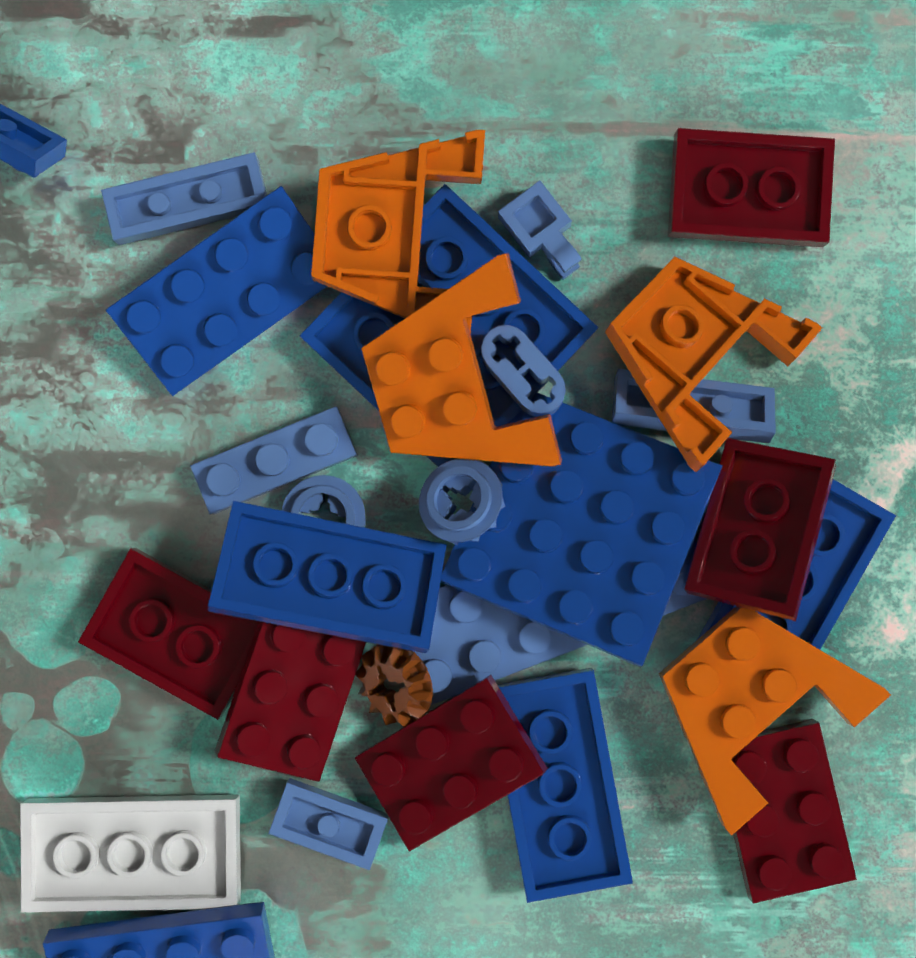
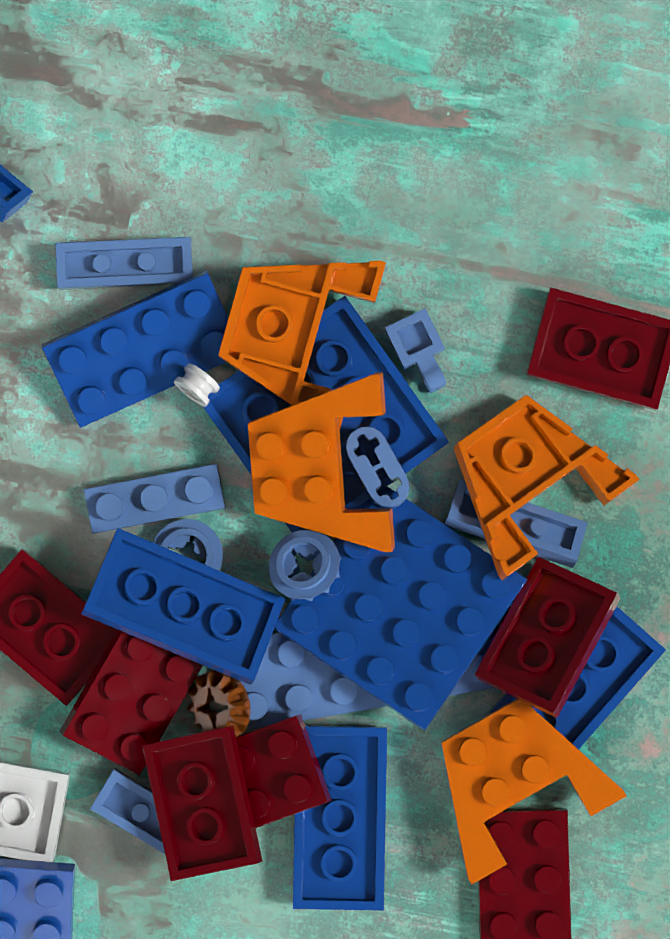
camera: 10 degrees right, 0 degrees up
(294, 316) = (196, 384): none -> white bush
(397, 806) = (202, 803): none -> dark red plate

